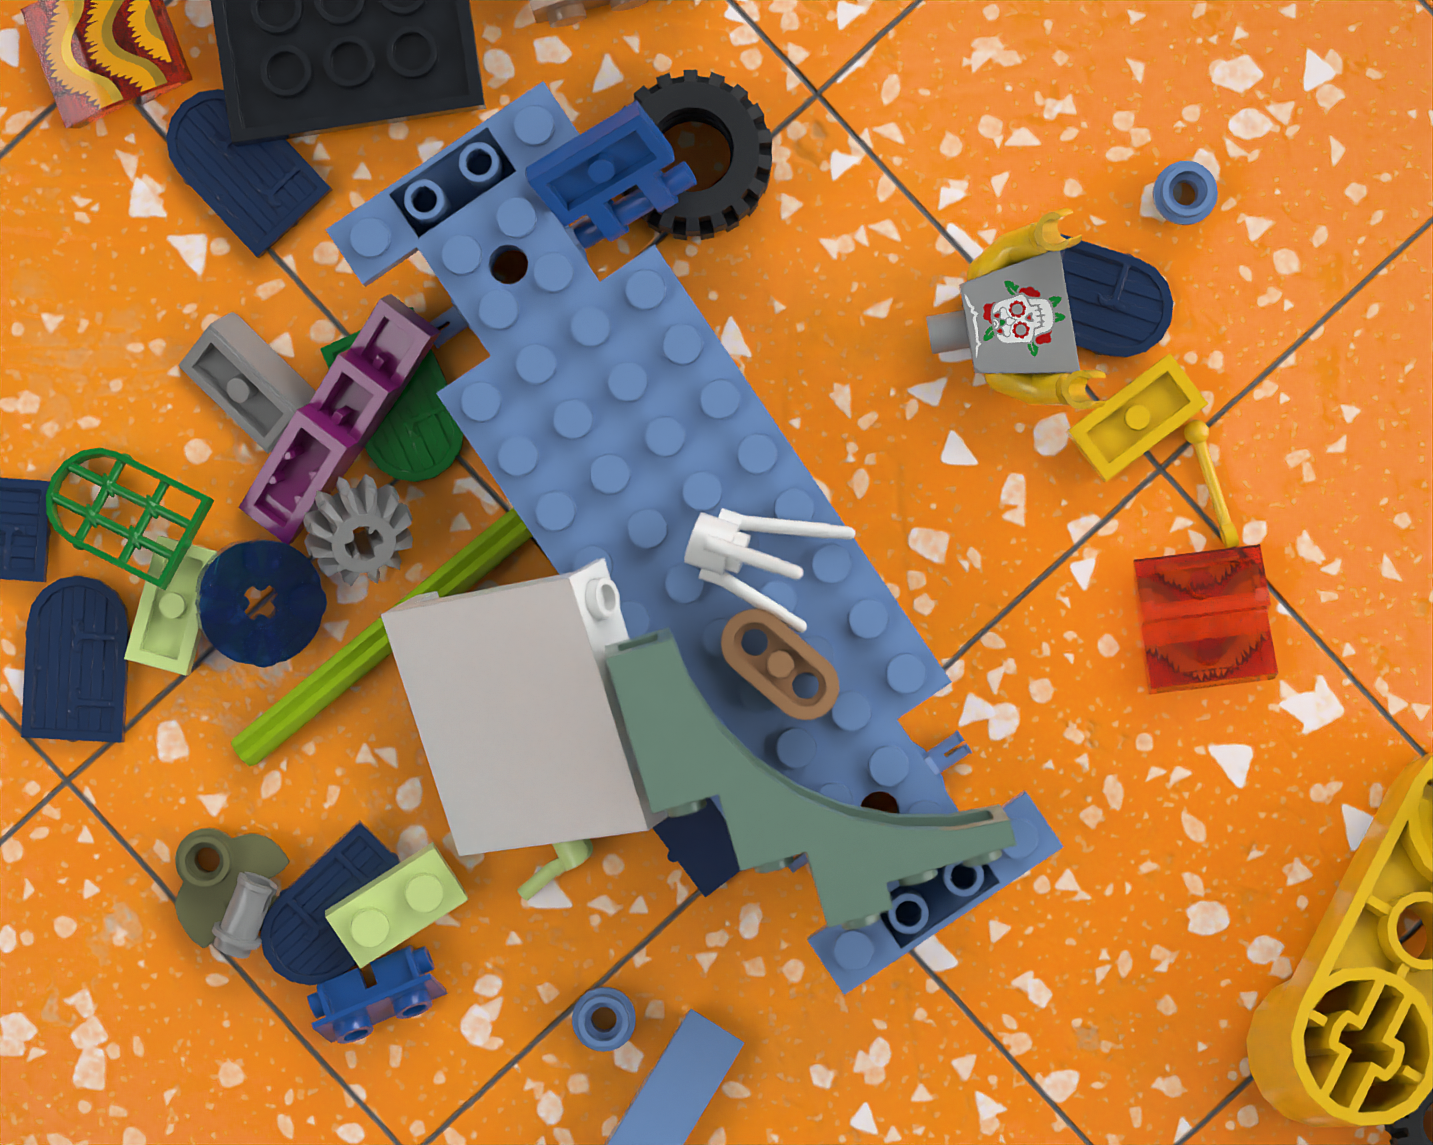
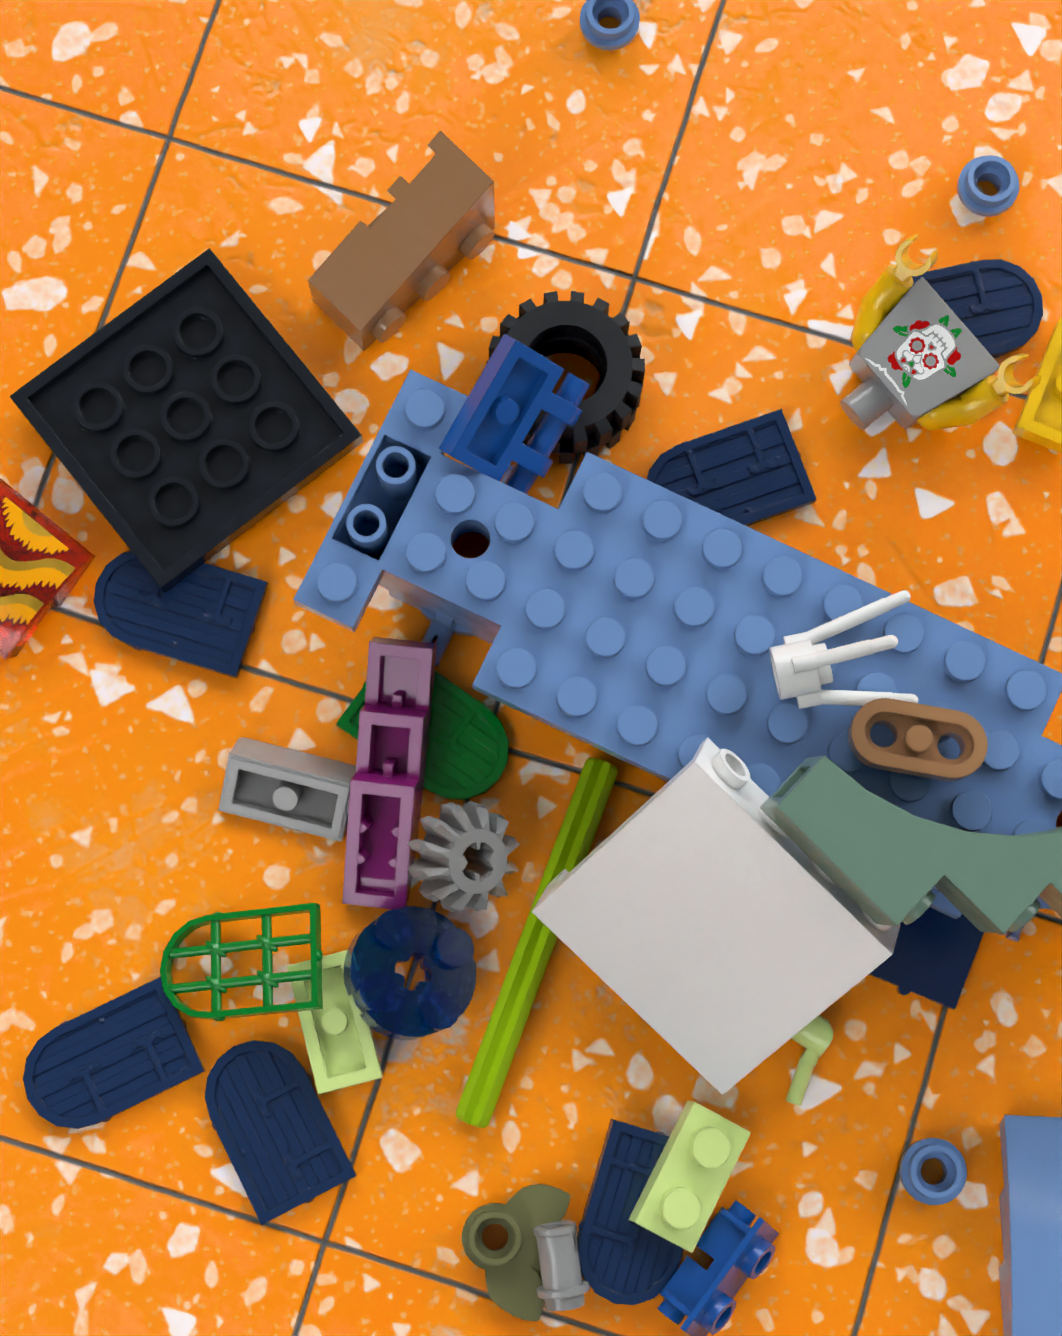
camera: 30 degrees left, 10 degrees down
(791, 327) = (739, 471): none -> dark blue window

